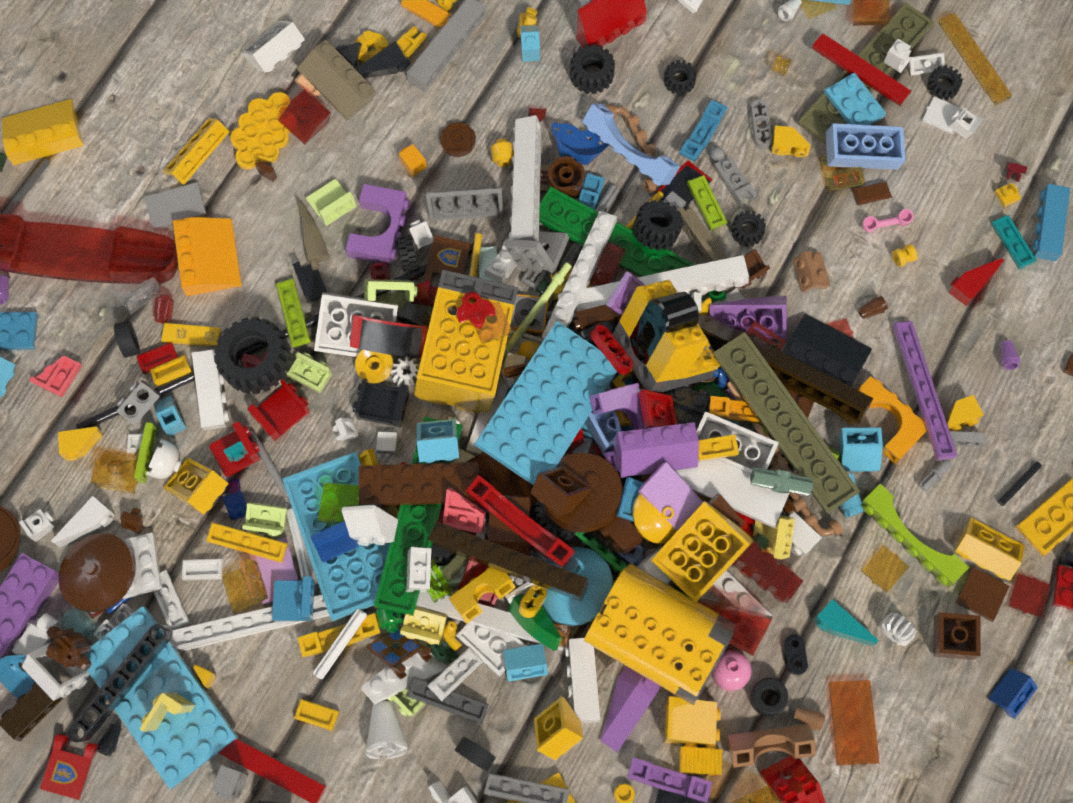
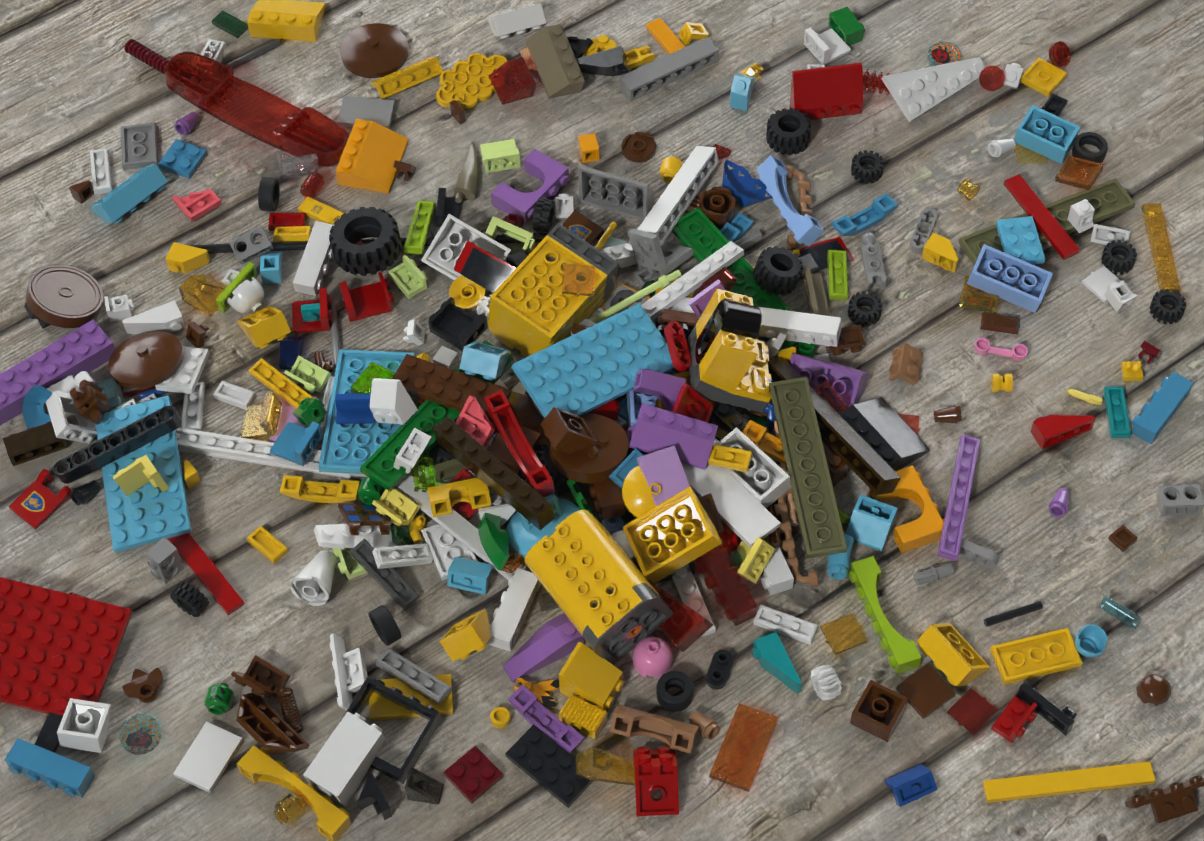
camera: 25 degrees right, 15 degrees down
(148, 133) = (374, 50): none -> reddish brown dish
(245, 253) = (403, 168): none -> reddish brown tile
(272, 499) = (319, 361): none -> reddish brown arm
(291, 561) = (310, 411): none -> green brick
(340, 643) = (317, 493): white axle -> none
(475, 312) = (569, 264): red plate -> none
(535, 602) = (500, 521): yellow beam -> none
(645, 749) = (540, 689): none -> light orange piece
(781, 481) = (774, 507): sand green piece -> none
(831, 583) = (785, 624): none -> white tile
(963, 413) = (987, 532): yellow slope -> none
(980, 237) = (1089, 398): none -> light yellow piece
(1009, 107) = (1165, 314): none -> black tyre

